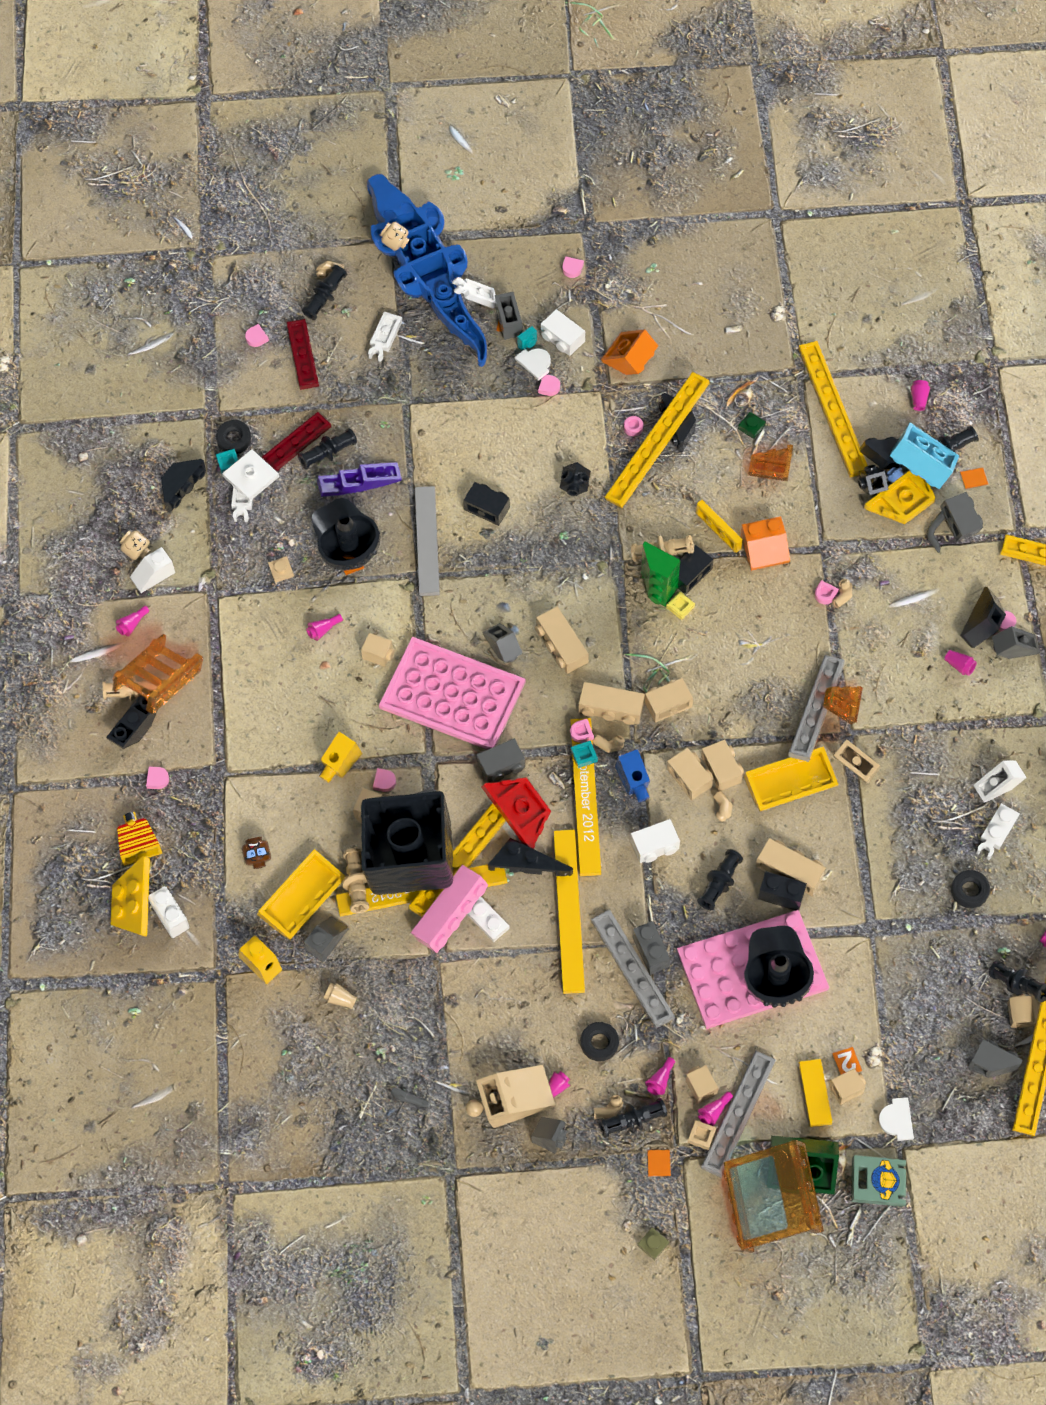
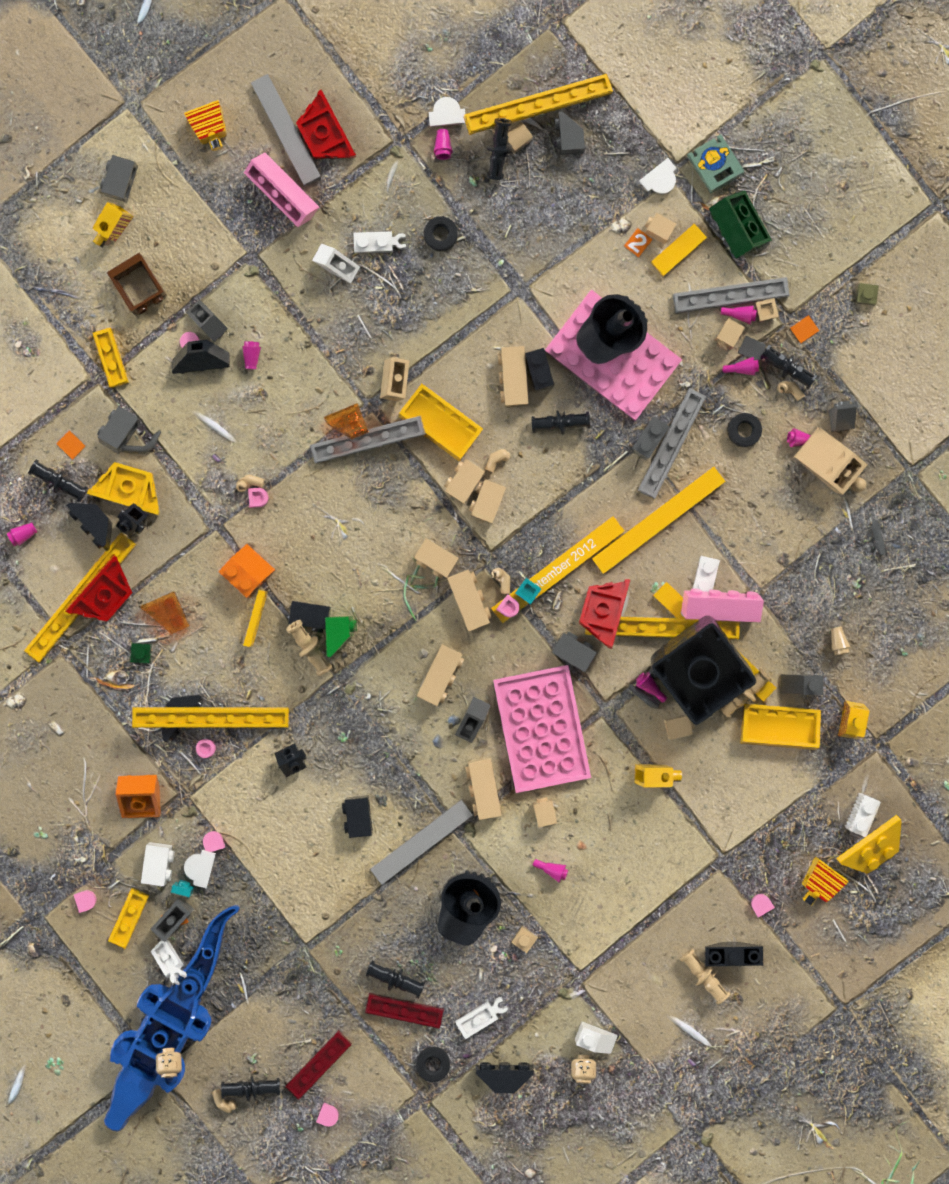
camera: 125 degrees left, 25 degrees up
(128, 623) = (651, 1023): dark pink cone -> none
(166, 688) = (694, 949): clear orange fence -> none
(226, 459) = (459, 1051): teal plate -> none
(250, 475) = (462, 1023): white plate -> none
(256, 852) = (772, 784): reddish brown head -> none
(361, 479) = (404, 934): dark purple slope -> none
(384, 334) = (256, 1009): white plate -> none
(384, 780) = (647, 730): bright pink tile -> none
(435, 614) = (483, 788): none -> tan brick
(525, 859) = (643, 583): black wing -> none
(533, 289) = (128, 918): none -> yellow tile
(631, 767) = (517, 547): blue torso -> none
(655, 841) = (562, 491): white brick -> none
(674, 1101) = (752, 348): none -> dark grey sticker
(680, 605) = (345, 603): light yellow tile -> none
(772, 1195) = (787, 224): panel -> none
(824, 424) = (103, 593): none -> red wing
(894, 474) = (113, 507): medium blue plate -> none
(924, 456) = (84, 490): medium azure slope -> none

